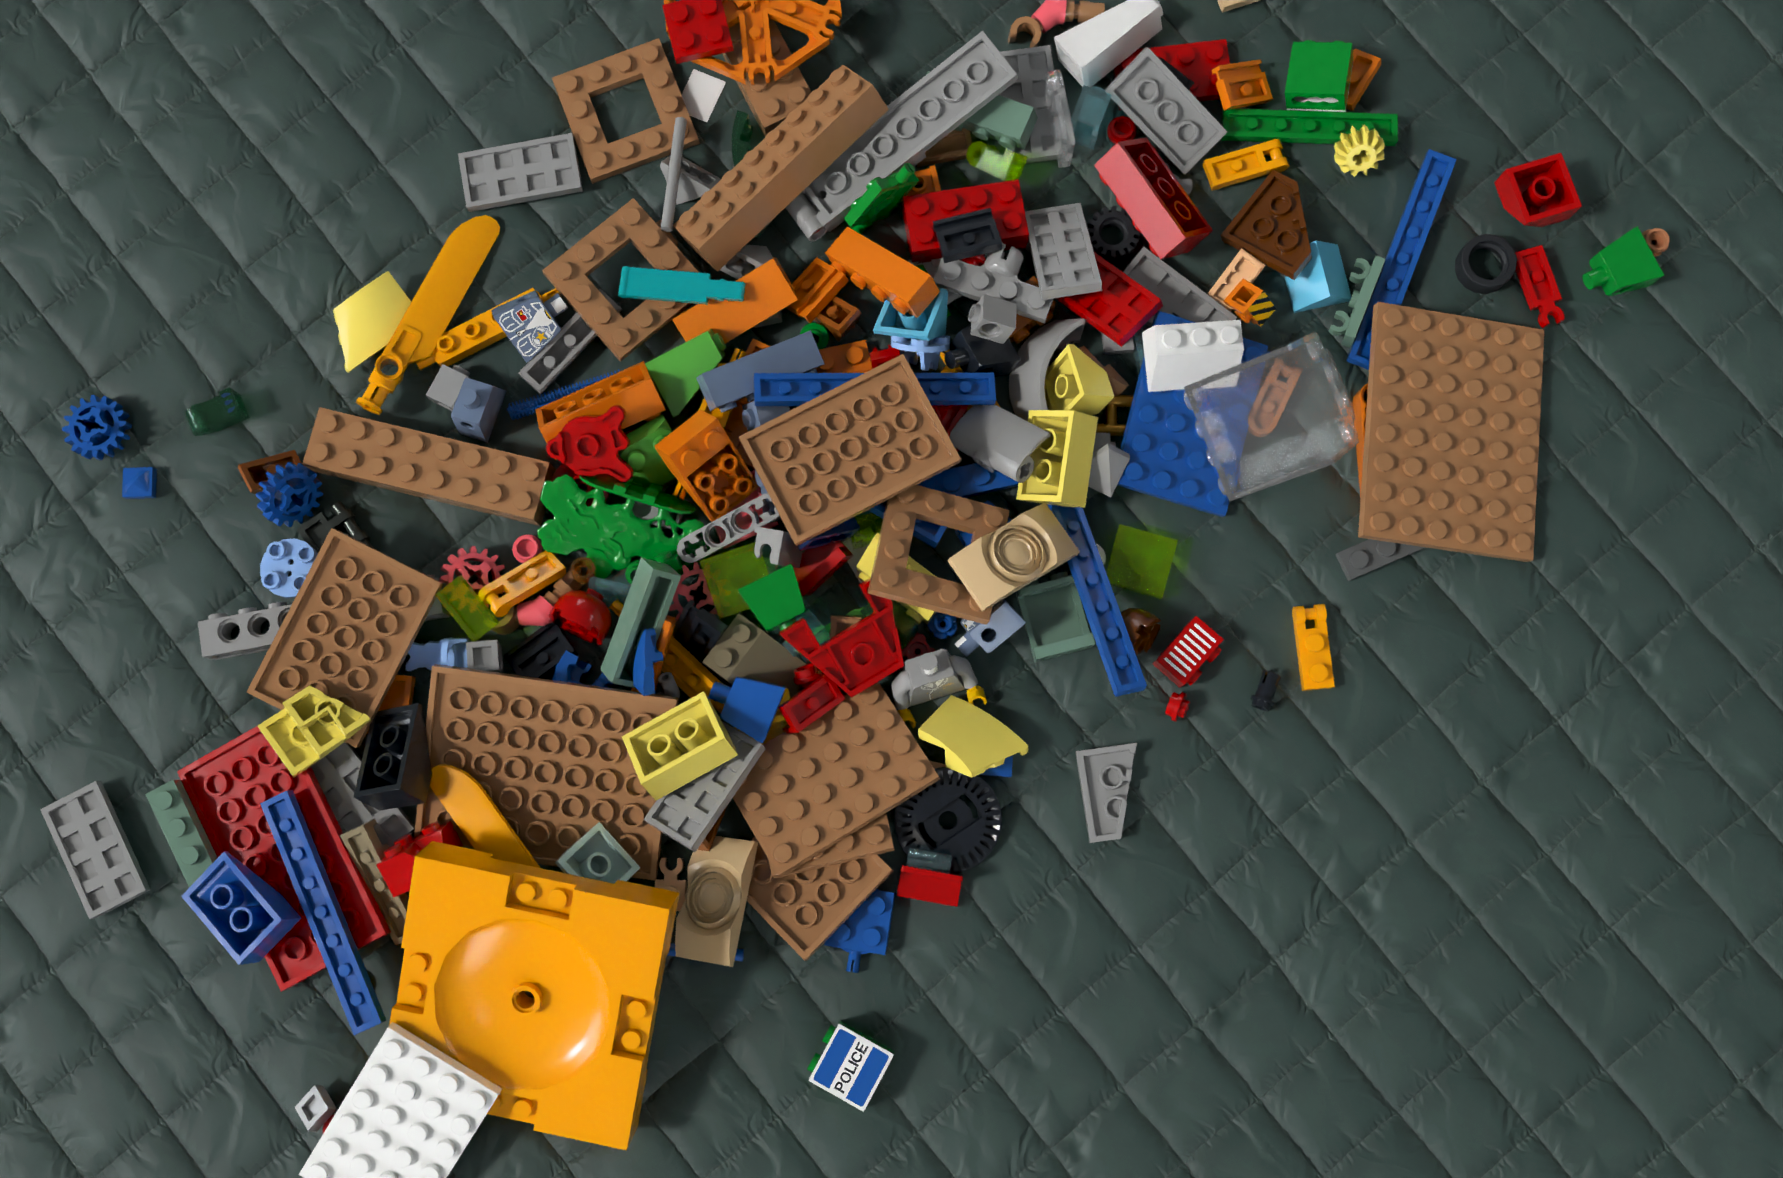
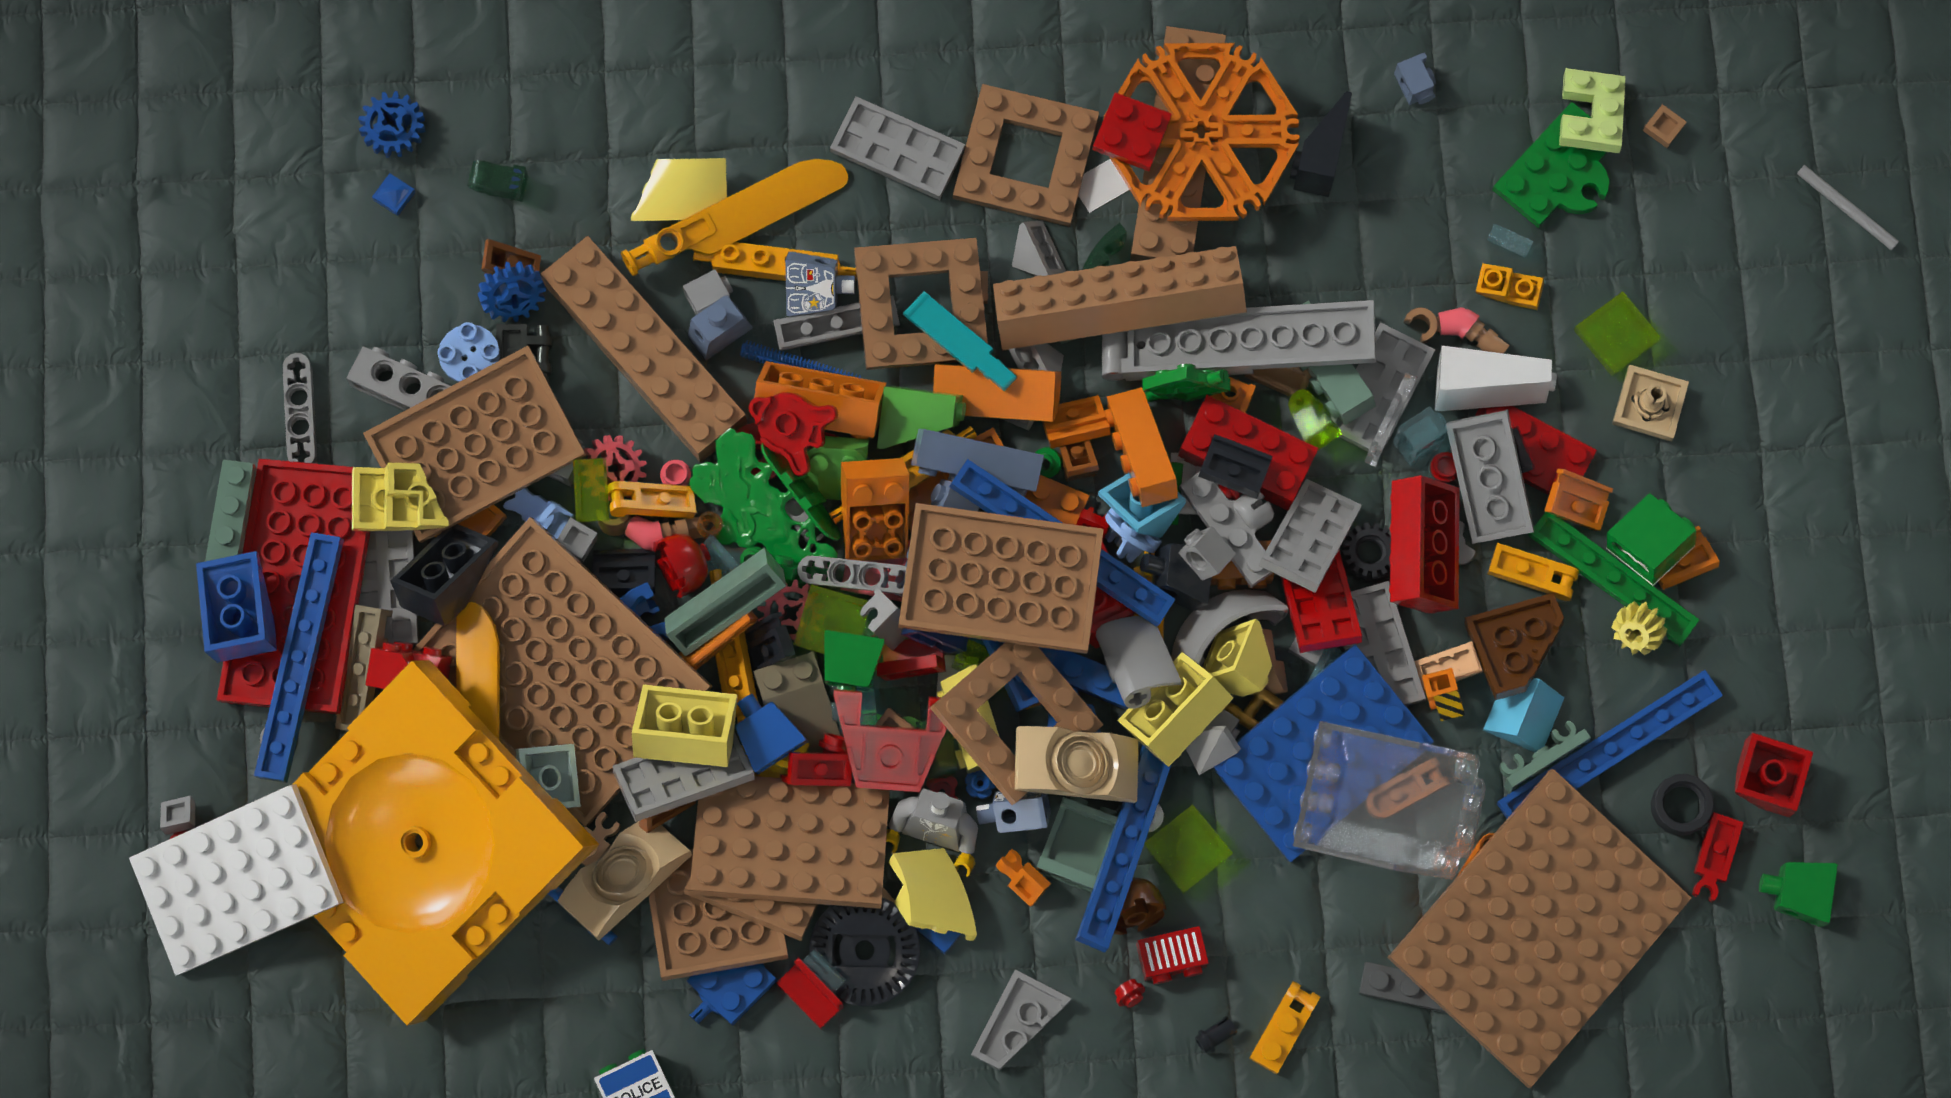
camera: 30 degrees right, 5 degrees down
(95, 849) = (147, 477): light grey plate -> none
(186, 709) = (299, 412): none -> light grey beam
(643, 663) = (710, 631): blue slope -> none
(668, 685) = (712, 671): light grey arm -> none
(673, 174) = (1025, 240): light grey bar -> none
(1033, 676) = (1026, 880): none -> orange plate
(1189, 352) = (1353, 697): white slope -> none
(1661, 239) = (1855, 885): nougat plate -> none

